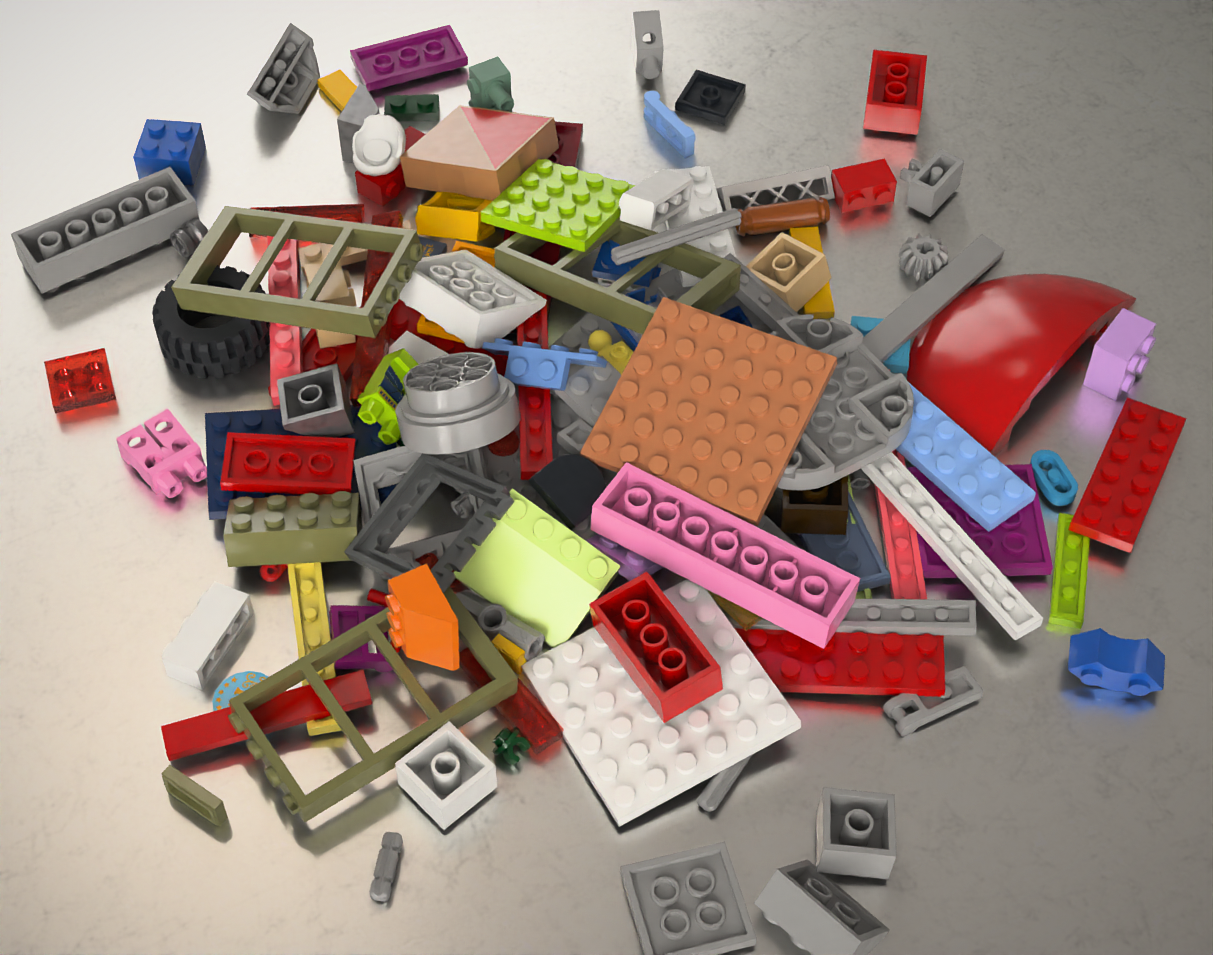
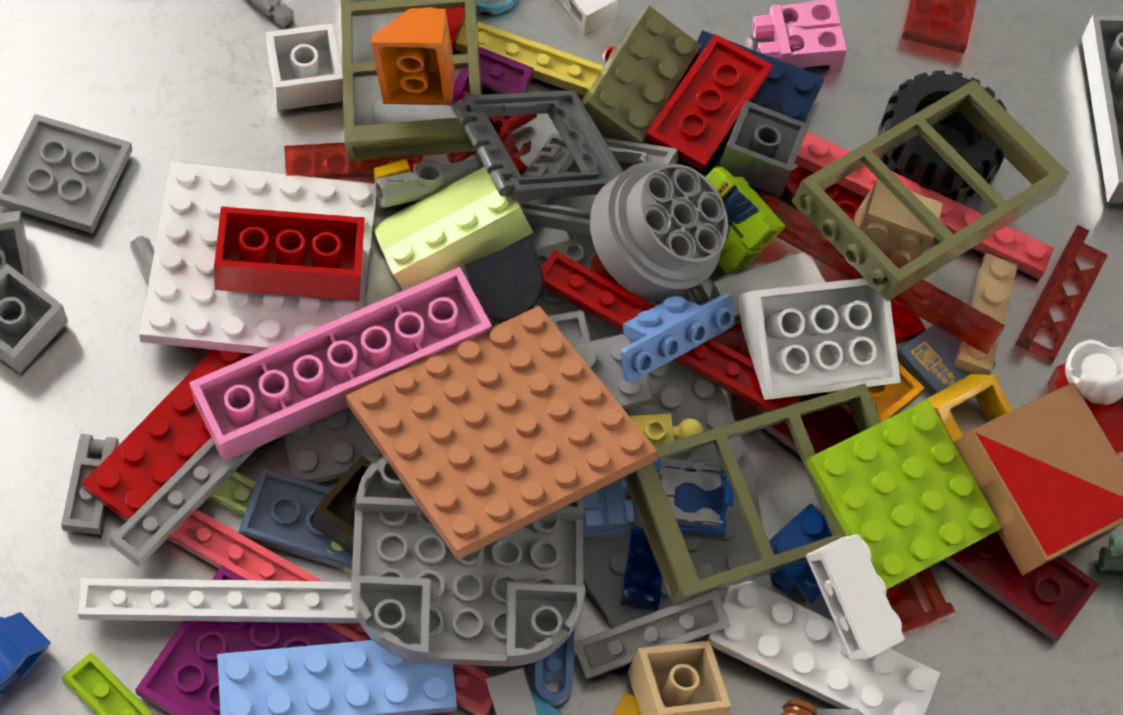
camera: 115 degrees right, 10 degrees up
(188, 238) = (1085, 177): flat silver wheel -> none
(506, 740) = (308, 130): dark green plate -> none
(675, 236) = (768, 562): light grey axle -> none

